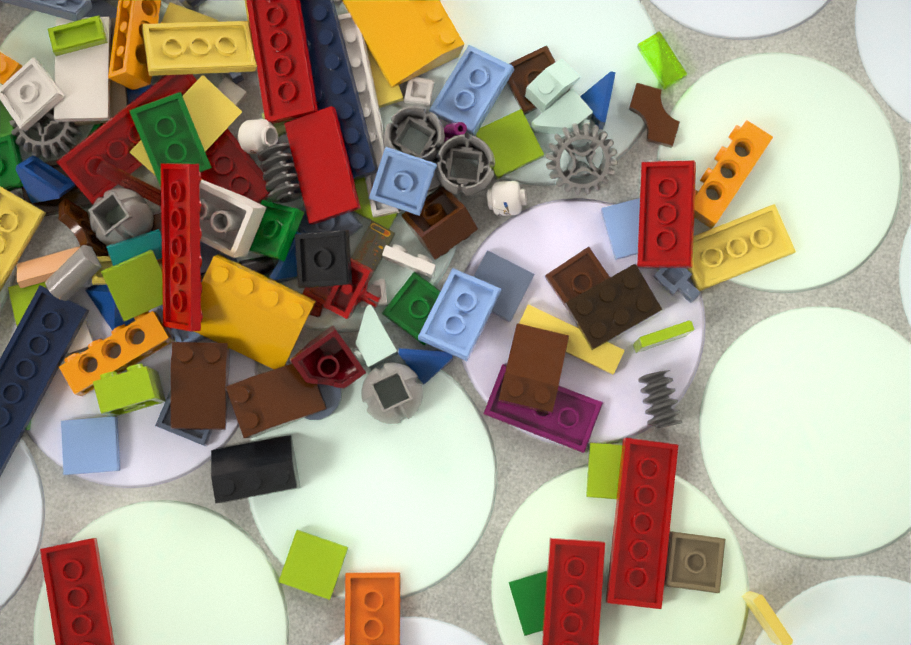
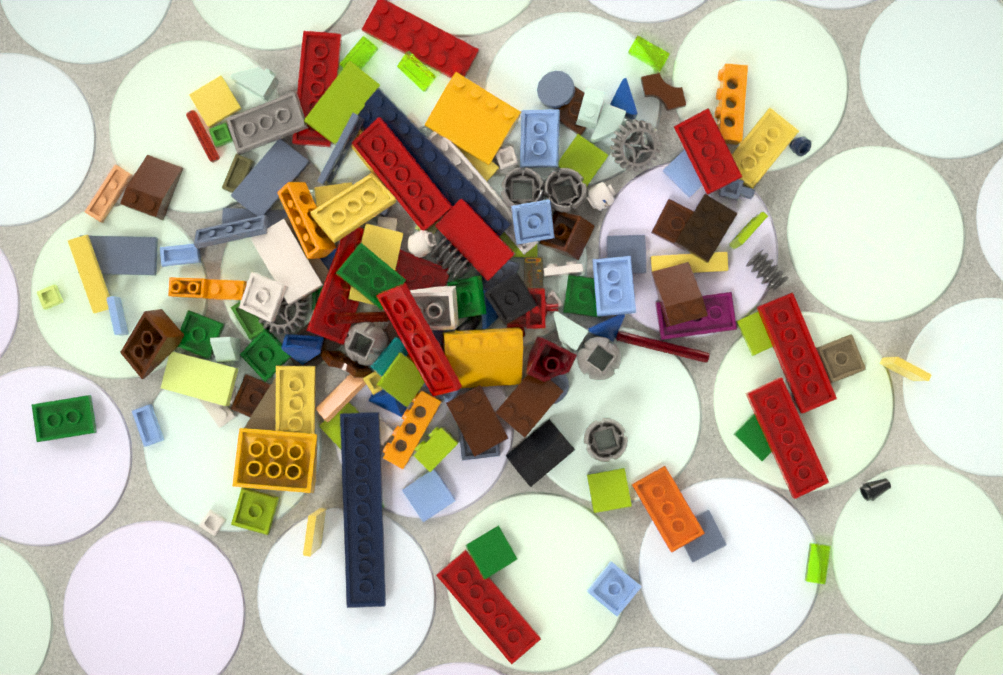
camera: 30 degrees left, 5 degrees up
(73, 273) = (359, 394): light grey brick -> none
(77, 35) = (271, 242): lime tile -> none
(123, 558) = (491, 552): none -> green tile
(323, 489) = (606, 454): none -> light grey piece
(454, 129) = (545, 170): magenta arm -> none
(480, 423) = (662, 346): none -> dark red axle
(524, 42) = (555, 89): none -> sand blue tile
(787, 271) = (800, 146): none -> dark blue tile

